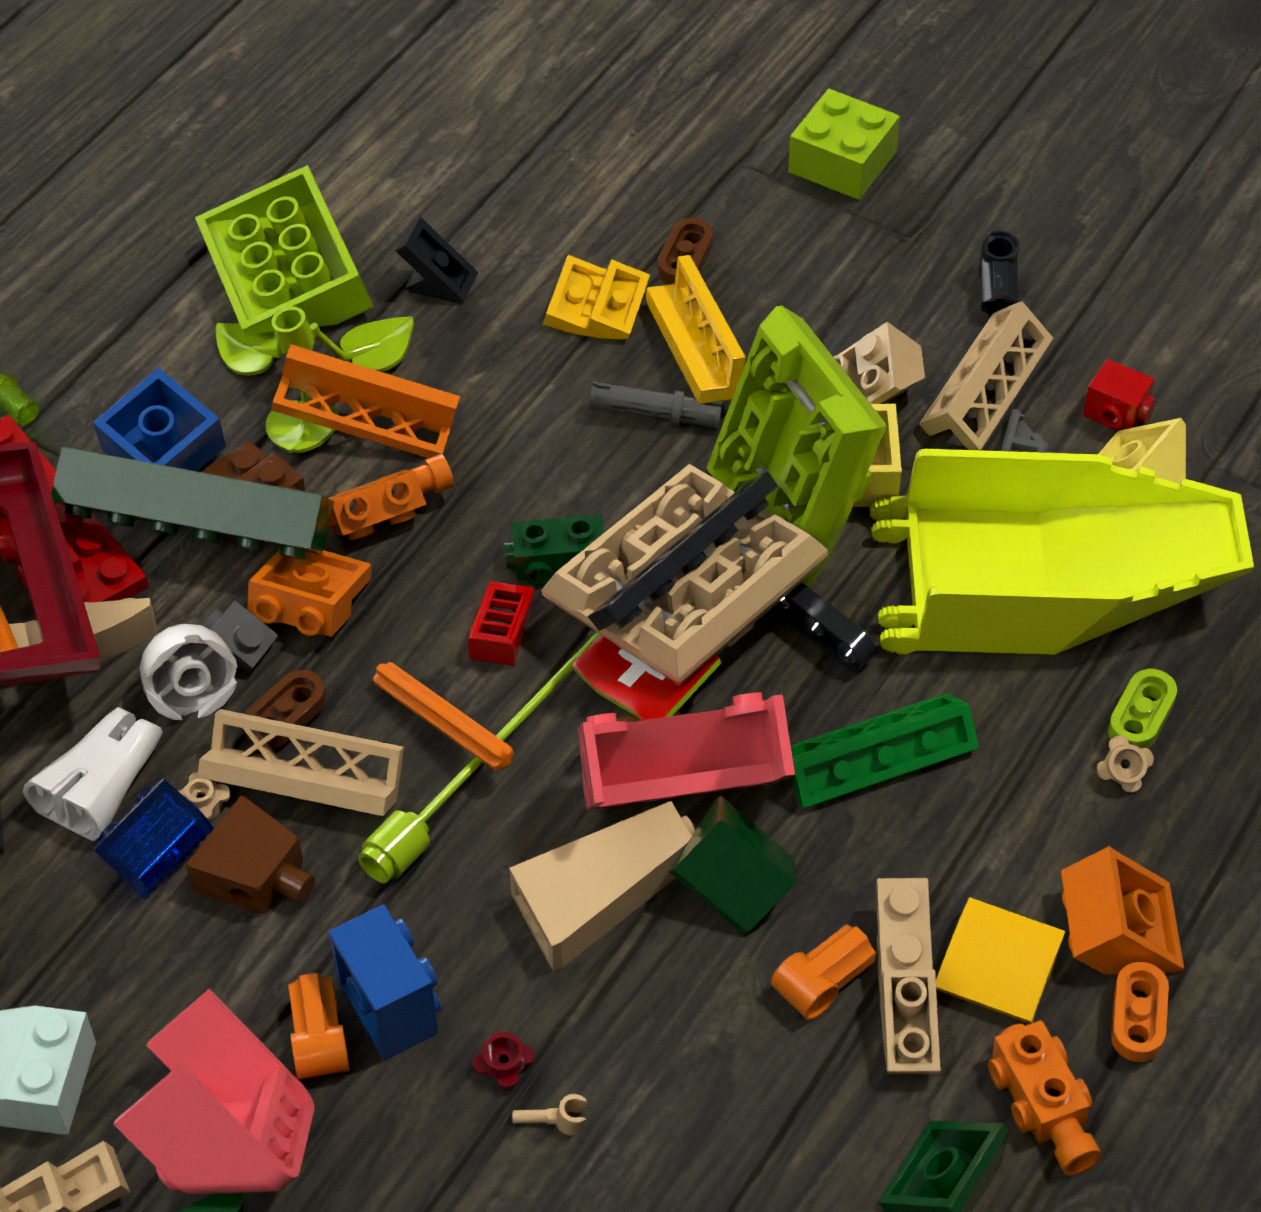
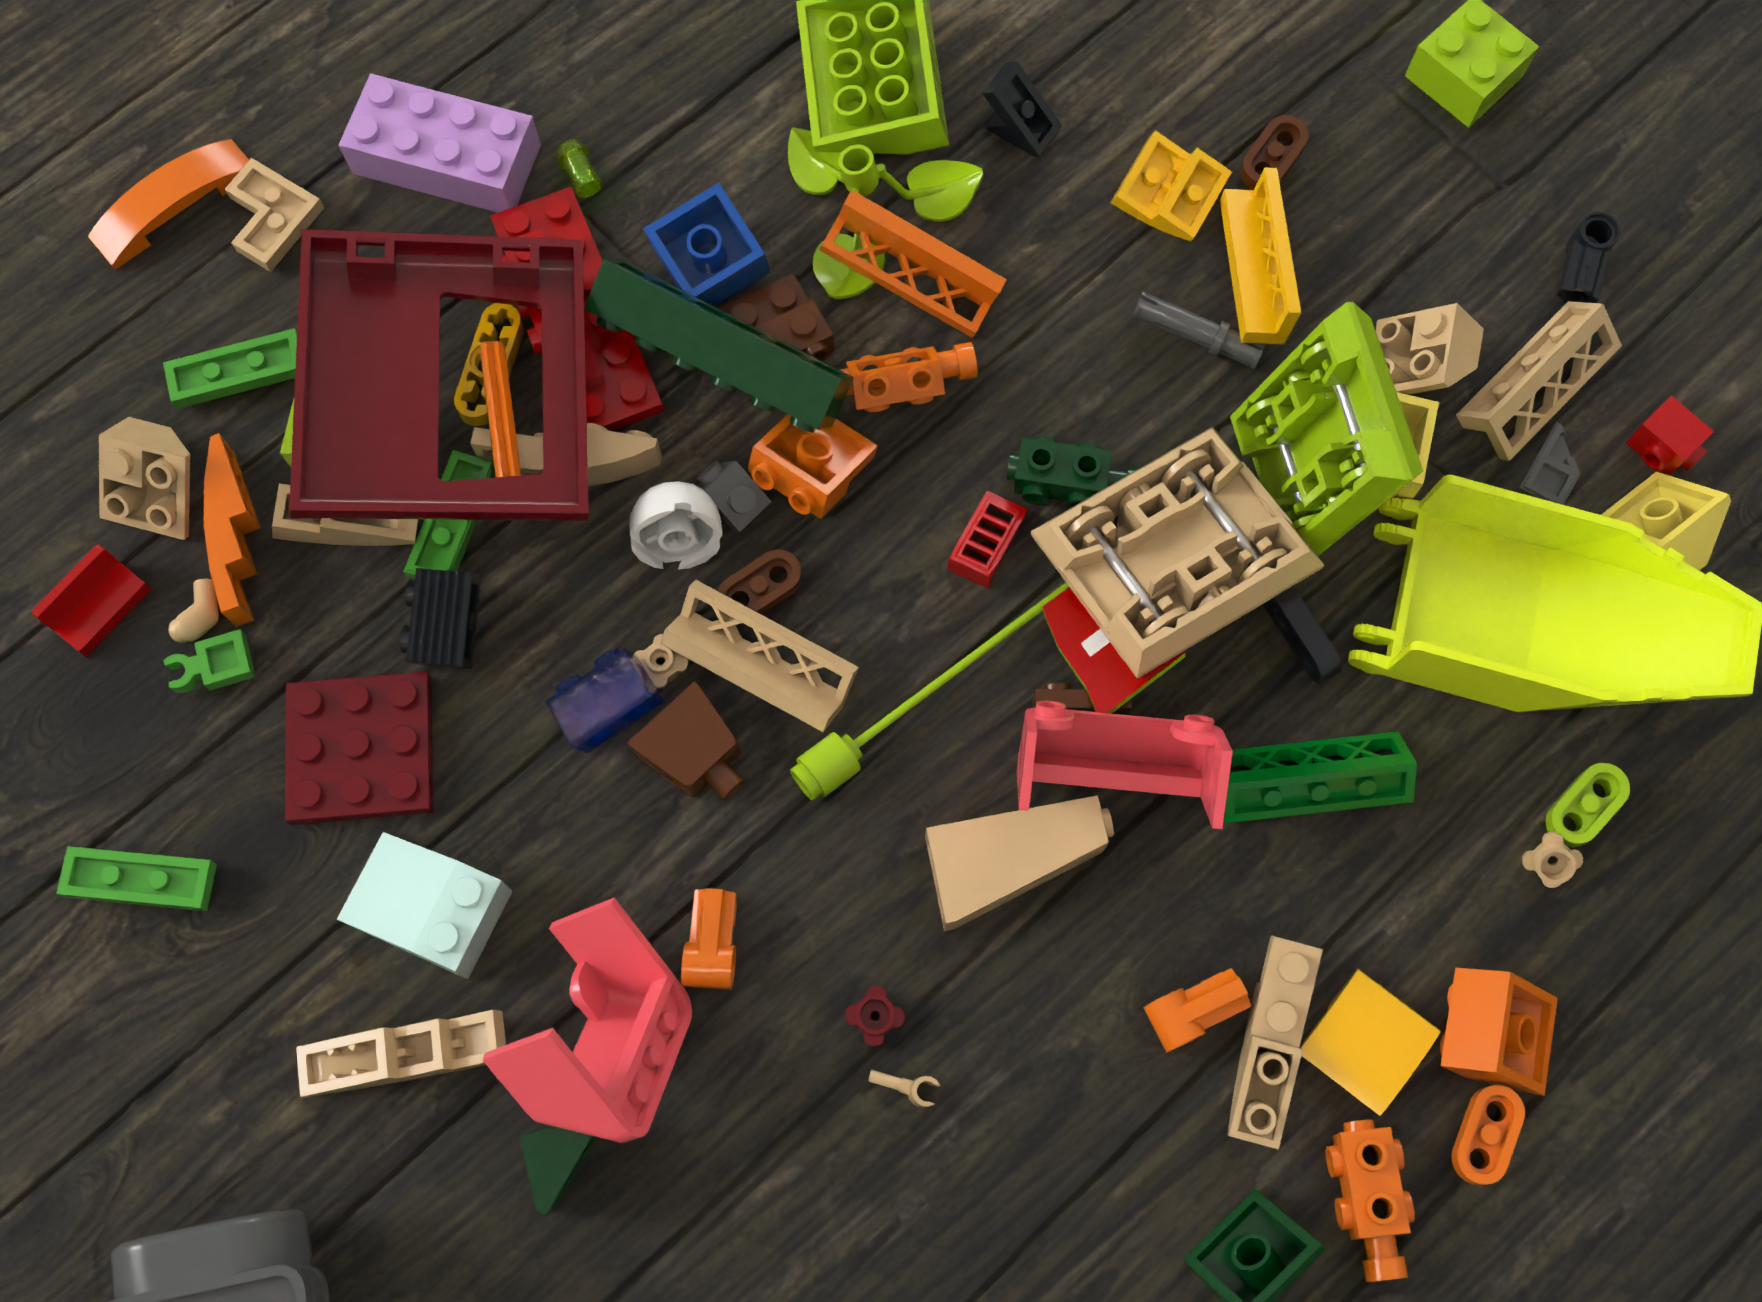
camera: 15 degrees right, 20 degrees up
(93, 777) = (570, 611): white piece -> none
(385, 981) = (780, 920): blue brick -> none
(443, 716) = (905, 637): orange axle -> none
(684, 553) = (1180, 538): black plate -> none
(735, 867) = (1143, 878): dark green slope -> none

